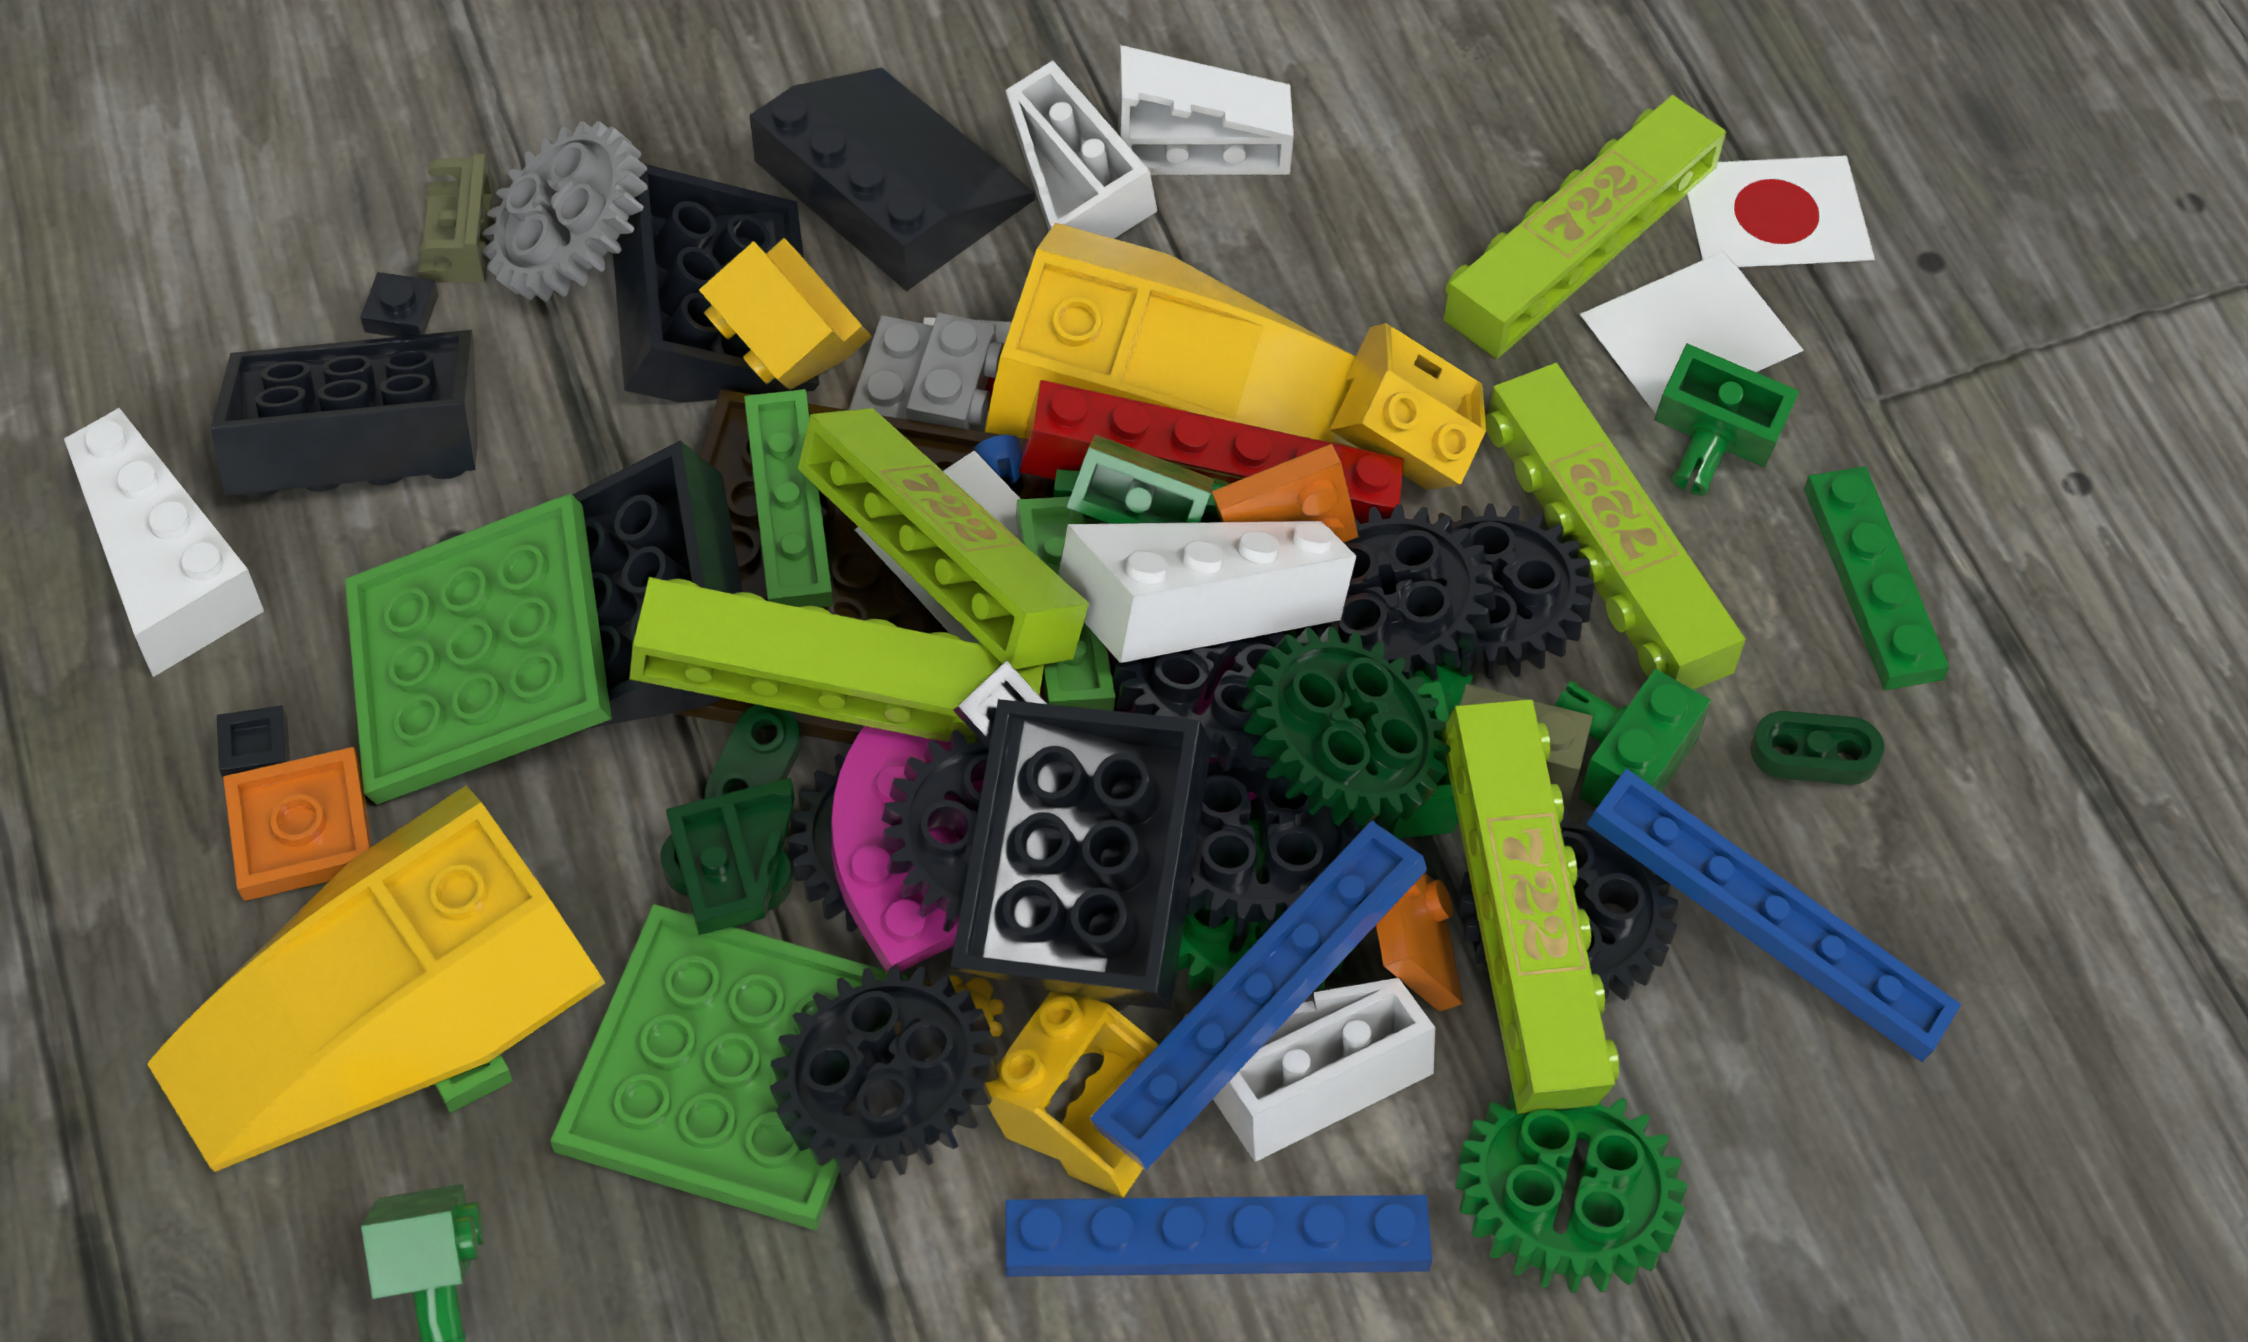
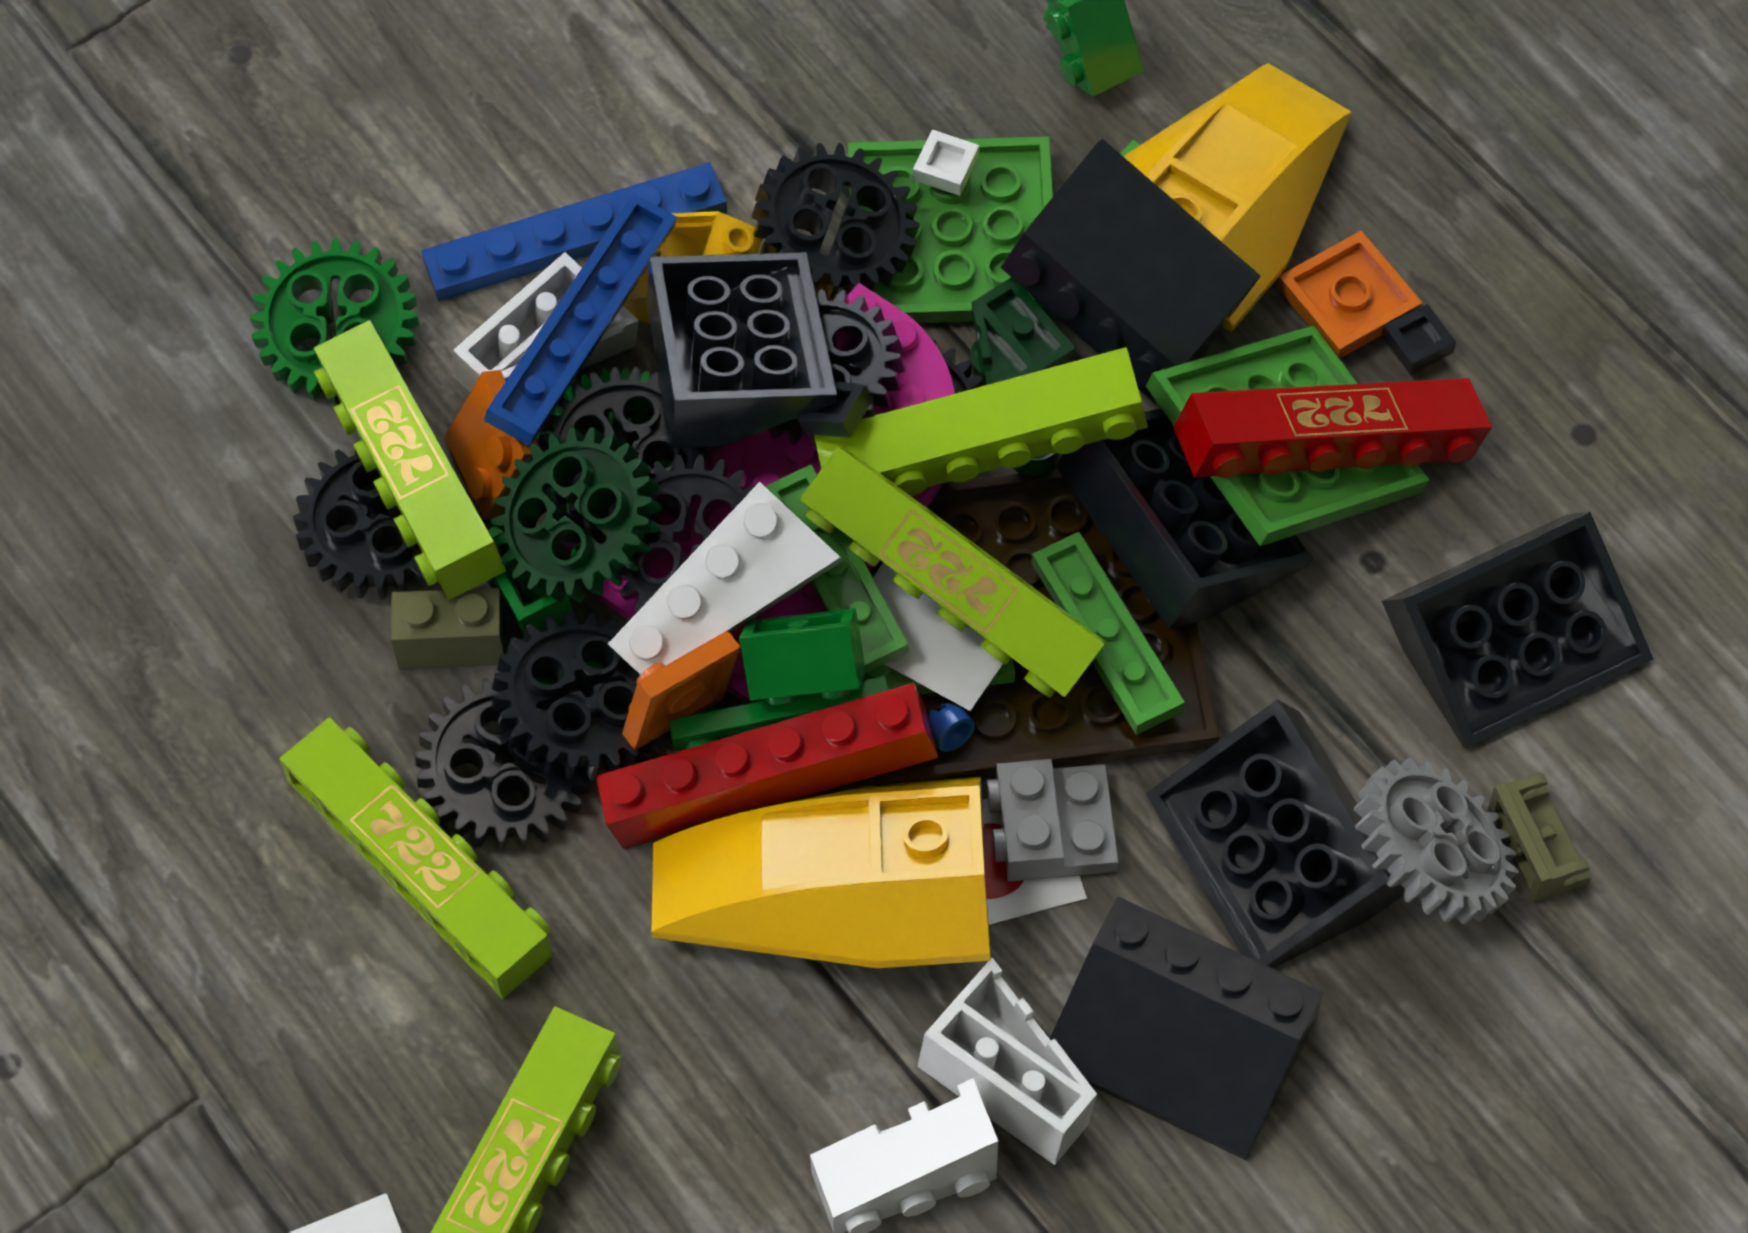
camera: 165 degrees right, 5 degrees up
(164, 553) = (1594, 459): white wedge -> none
(399, 305) = (1541, 748): black plate -> none
(429, 603) = (1331, 427): none -> red brick
(570, 842) = (1129, 267): none -> black slope
(705, 1118) = (946, 162): none -> white plate
(782, 314) = (1162, 823): yellow piece -> none
(1412, 408) = (635, 911): yellow piece -> none
(1645, 737) = (350, 657): green brick -> none
(1700, 306) = (385, 1113): white sticker -> none
(1721, 411) = (337, 990): green brick -> none
(1775, 915) = (222, 543): blue plate -> none
(1815, 746) = (207, 711): dark green plate -> none
(1876, 578) = (180, 901): green plate -> none

